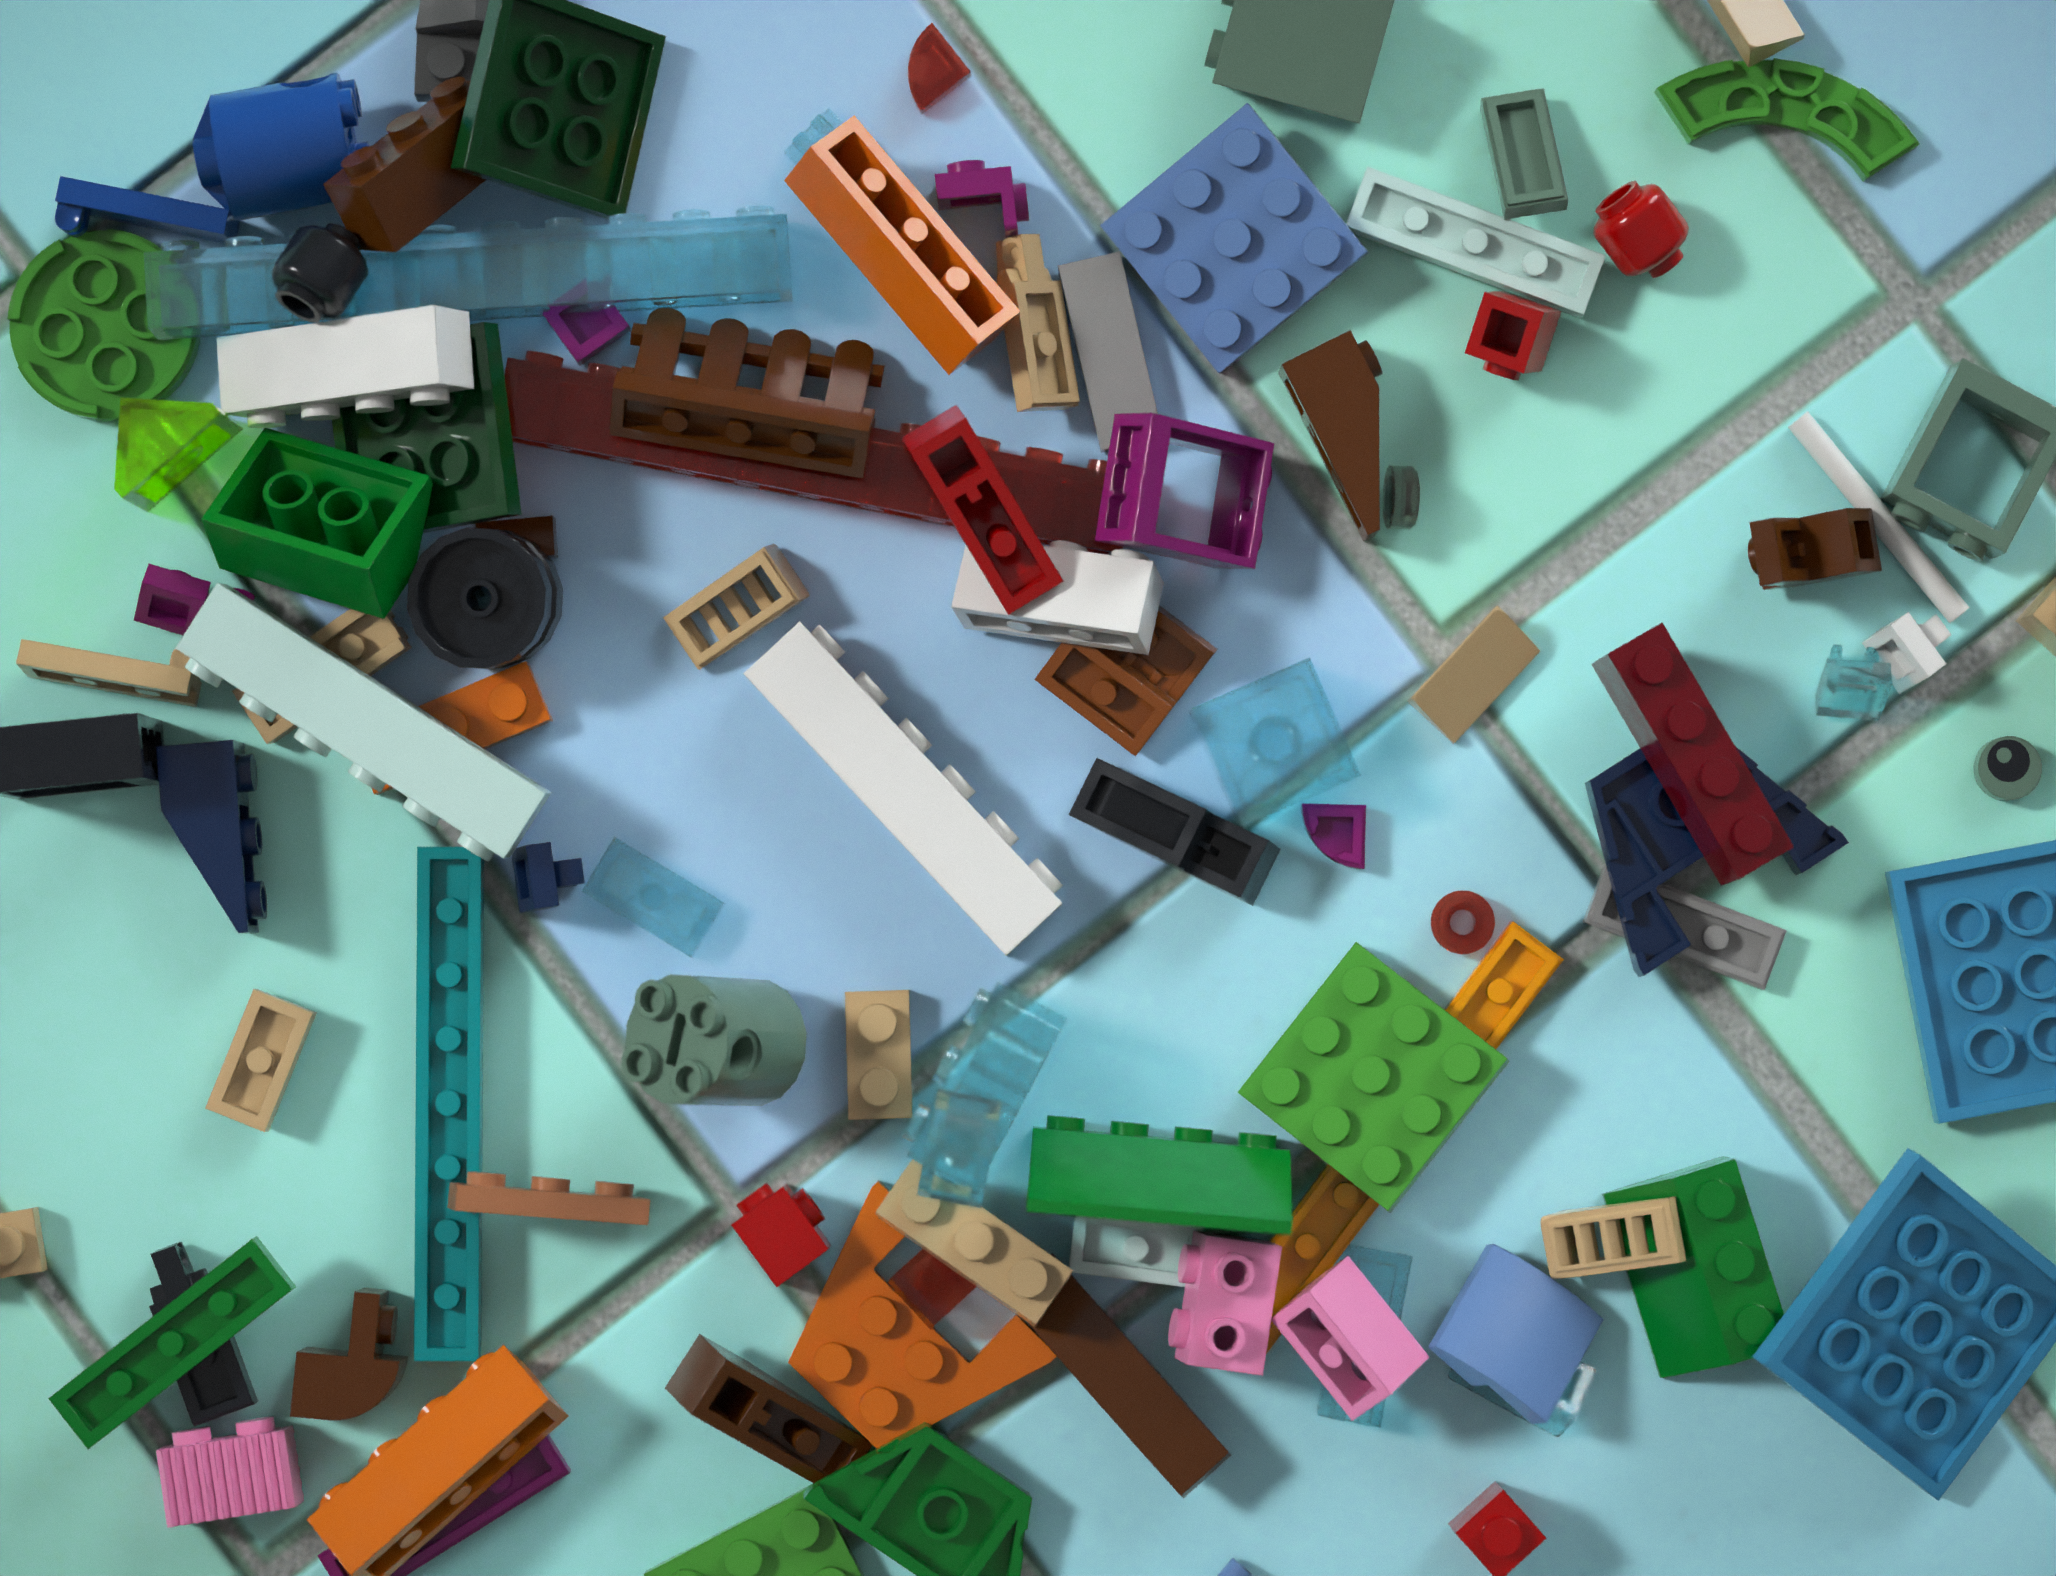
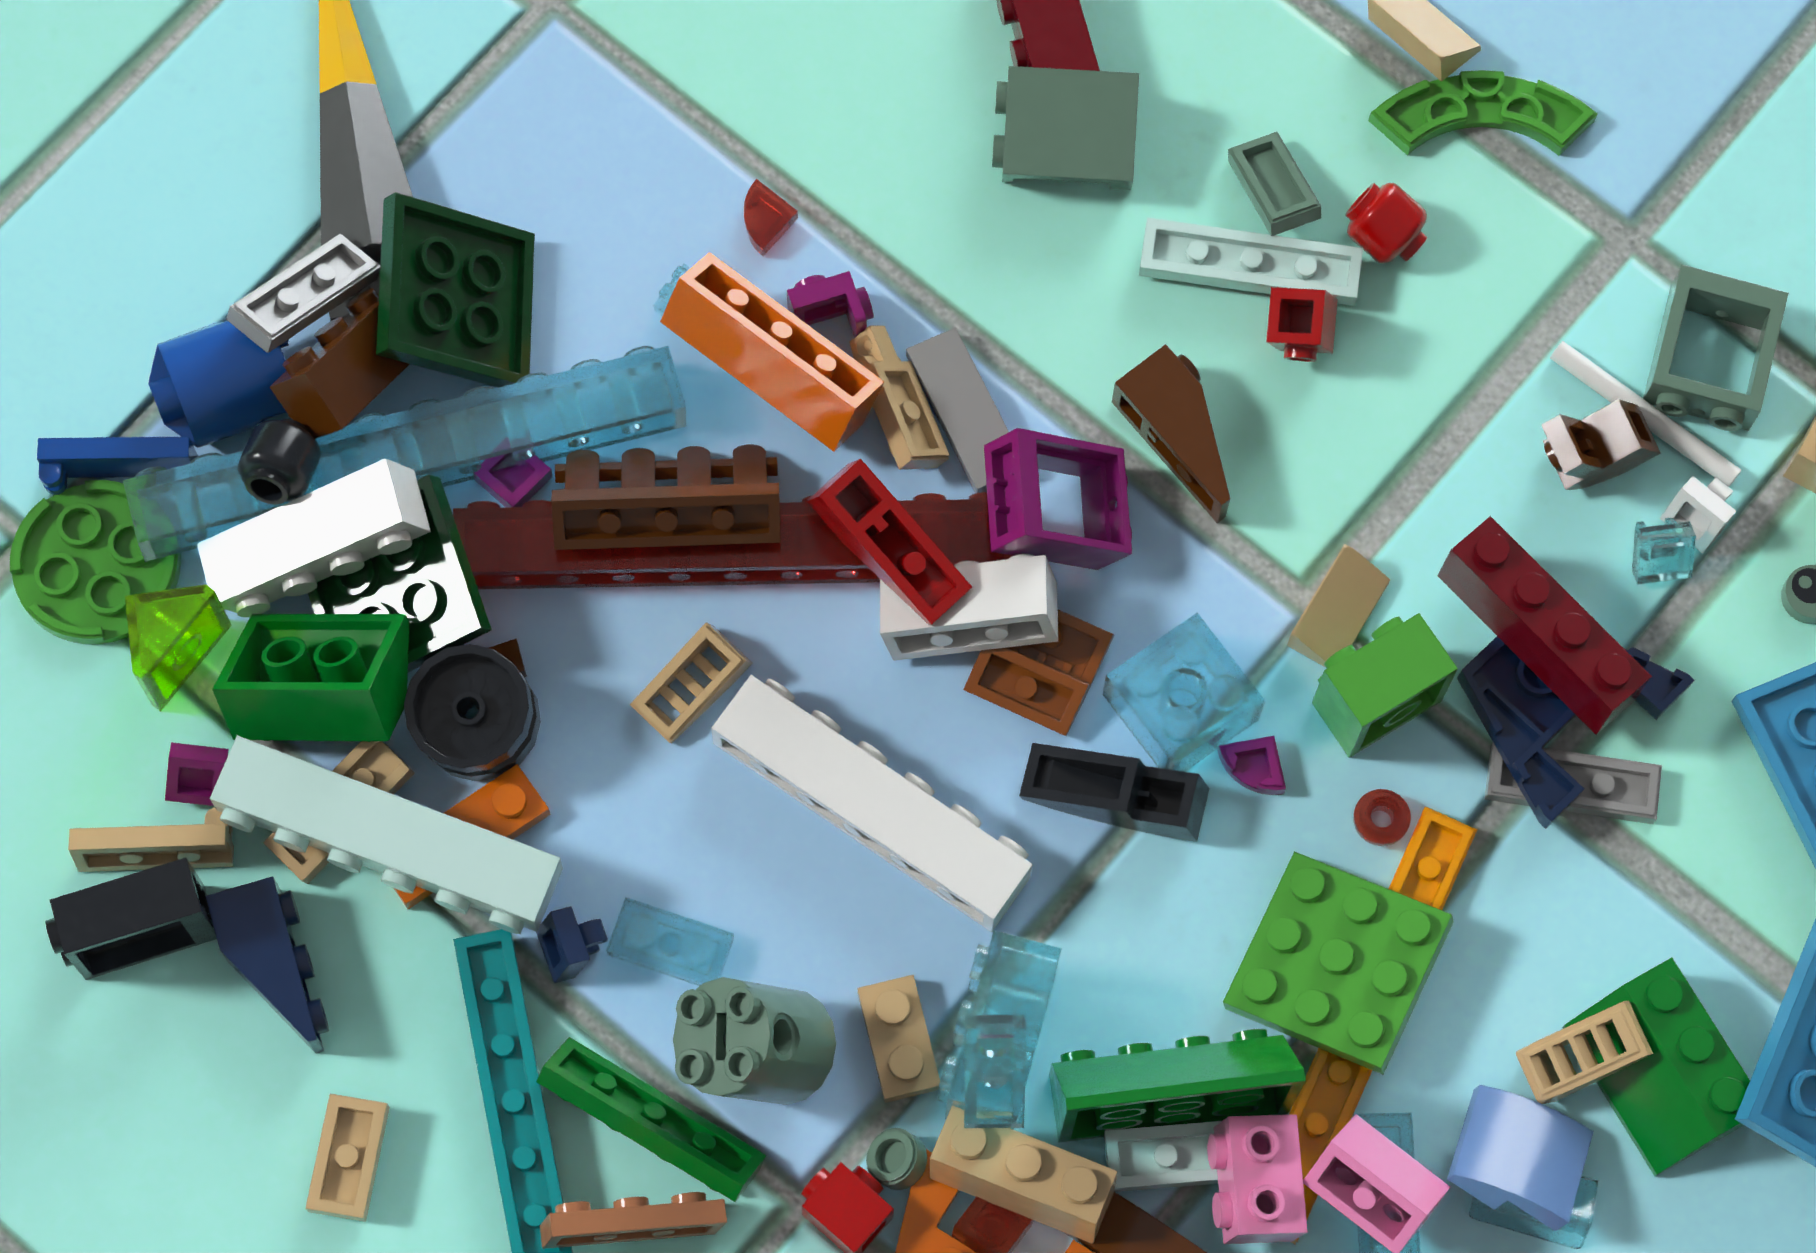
camera: 15 degrees left, 15 degrees down
(383, 73) = (303, 293): none -> light grey tile
(592, 1089) = (651, 1119): none -> green plate
(846, 1188) = (896, 1159): none -> sand green tile
(1234, 238) = (1050, 297): medium blue plate -> none
(1401, 497) = (1241, 475): clear smoke tile -> none
(1497, 781) = (1383, 683): none -> bright green brick

